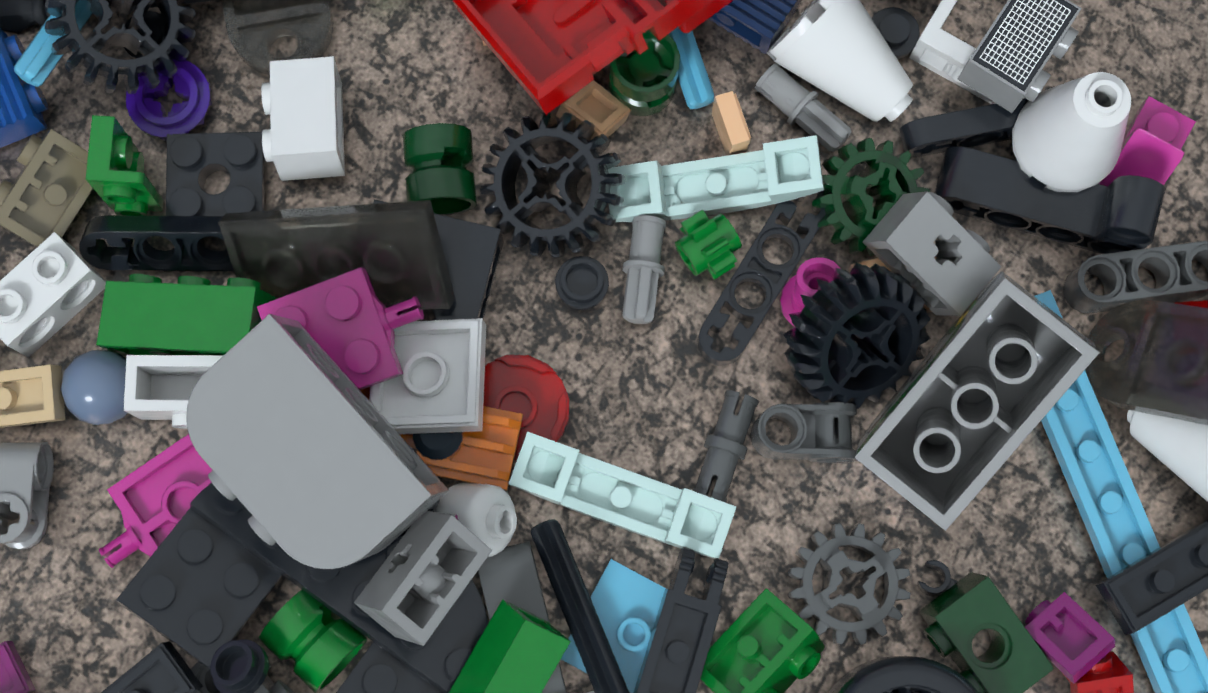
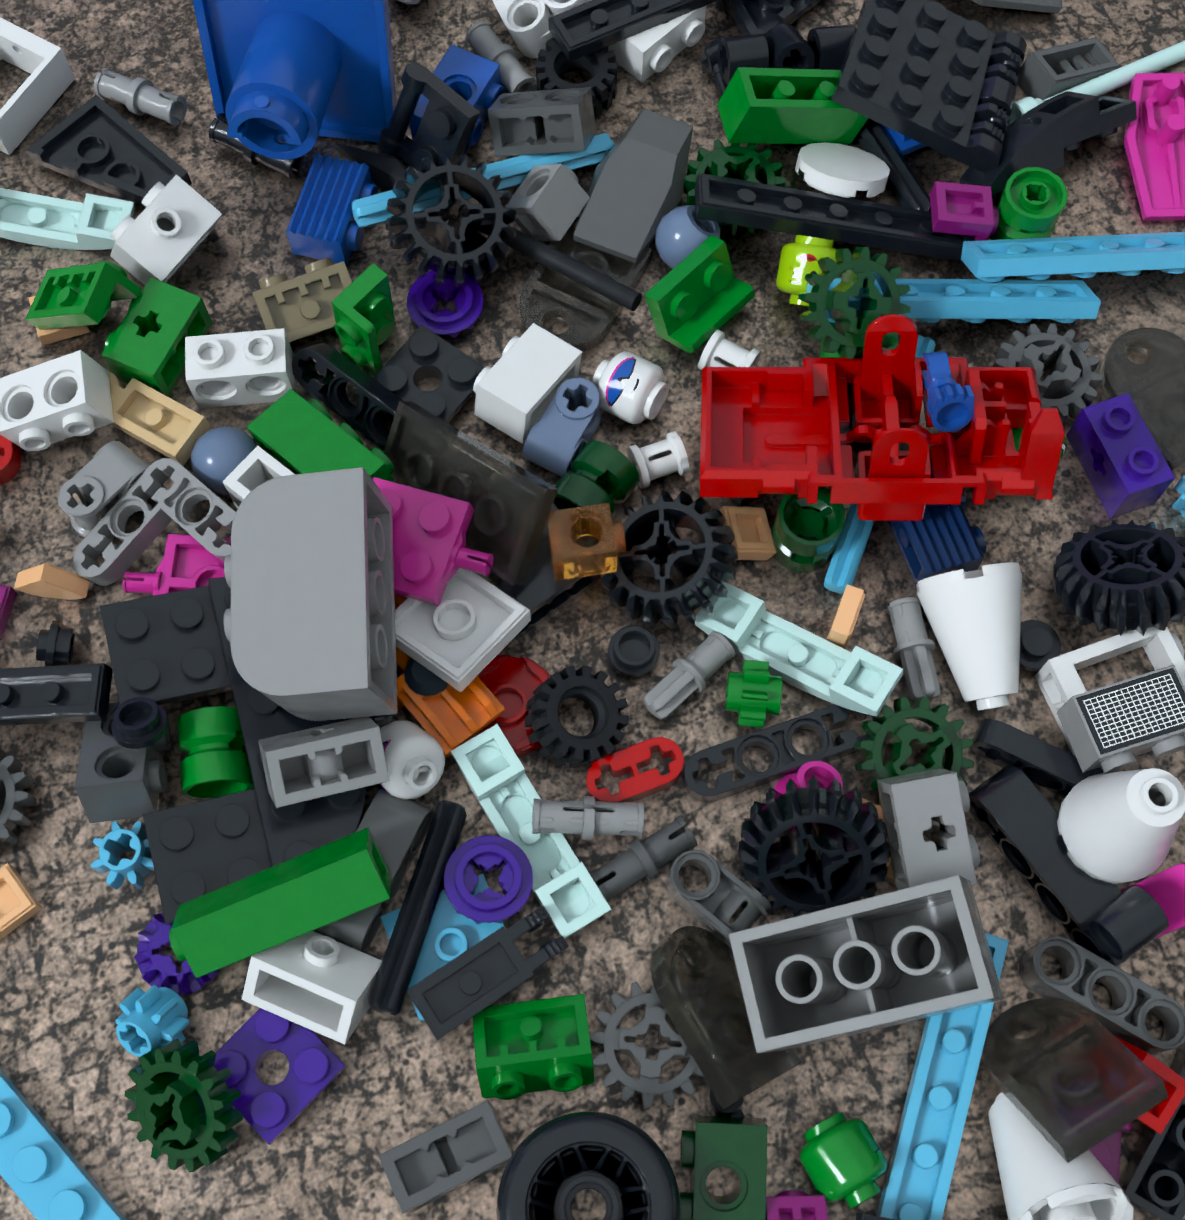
camera: 40 degrees right, 10 degrees down
(39, 609) = (51, 582): none -> light nougat tile
(92, 460) = (172, 504): none -> light grey beam
(94, 659) = (56, 645): none -> black plate
(371, 142) = (562, 432): none -> sand blue piece
(397, 56) = (631, 387): none -> white head
(473, 85) = (659, 459): none -> white bush
(479, 249) = (576, 561): none -> clear orange brick
(600, 350) = (600, 699): none -> black tyre
(603, 542) = (487, 854): none -> dark purple gear
(652, 375) = (629, 761): none -> red beam
(659, 449) = (588, 817): none -> light grey pin
(878, 523) = (712, 1014): none -> clear smoke tile
(1055, 554) = (843, 1160): none -> green head

